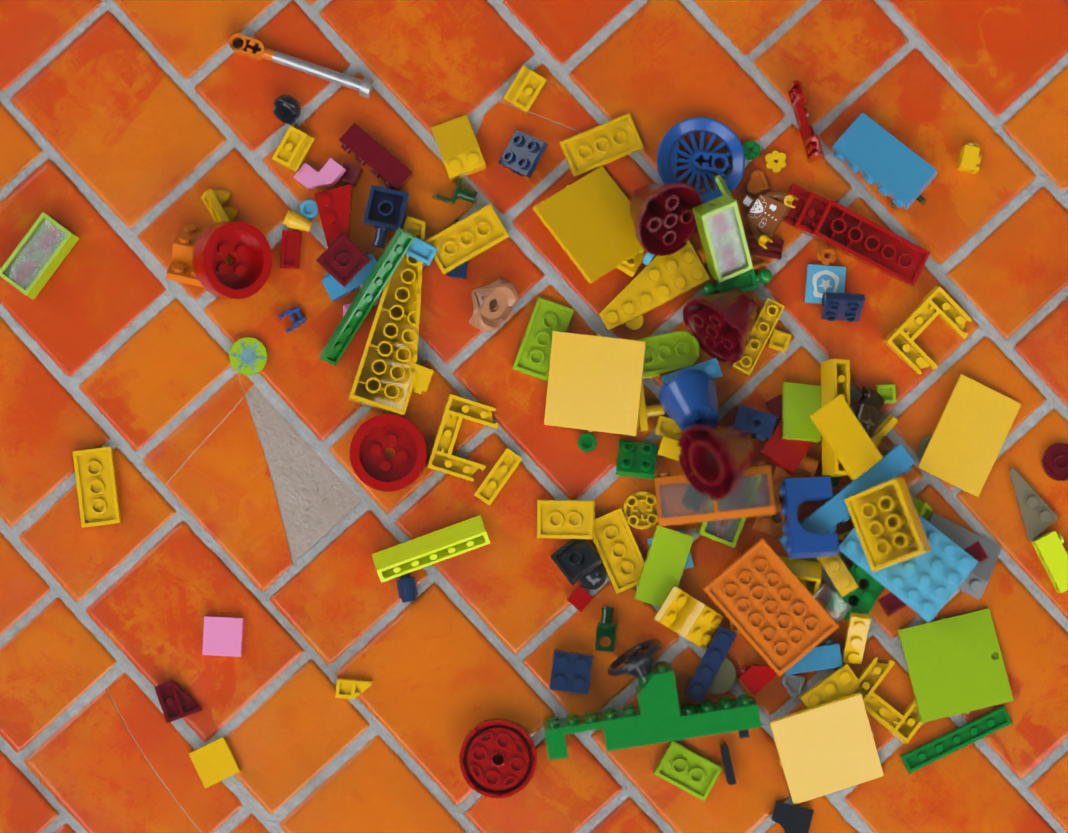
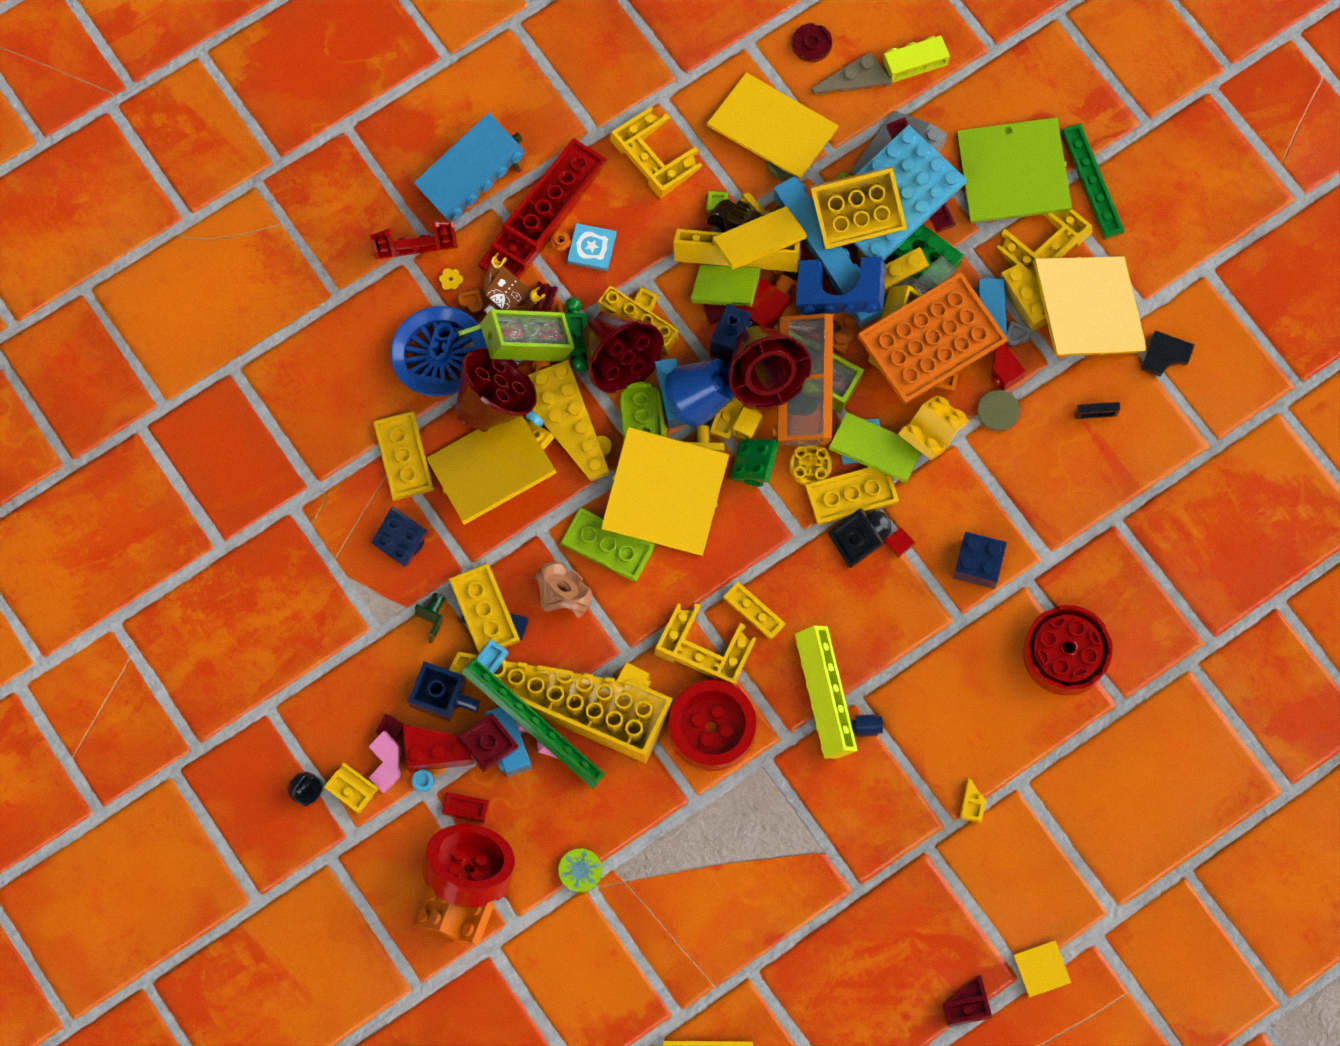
camera: 80 degrees left, 15 degrees down
(213, 202) = (400, 886): yellow tile -> none
(222, 636) = (898, 941): bright pink tile -> none
(296, 324) = (551, 812): blue piece -> none
(297, 221) = (434, 795): yellow cone -> none
(363, 86) = (294, 700): flat silver piece -> none
(376, 157) = (376, 697): dark red brick -> none
(458, 148) = (380, 606): yellow slope -> none
(525, 89) = (327, 527): yellow plate -> none
(566, 519) = (810, 544): yellow tile -> none
(587, 442) = (728, 513): green tile -> none
(606, 629) = (937, 518): dark green bracket -> none
(658, 711) = (1034, 472): green piece -> none
(688, 770) = (1099, 454): lime tile -> none
(710, 663) = (986, 413): dark blue plate -> none
(751, 150) = (434, 300): tile -> none
(842, 306) = (618, 230): dark blue plate -> none
(856, 638) = (974, 260): yellow plate -> none
(969, 158) = (480, 87): yellow brick -> none

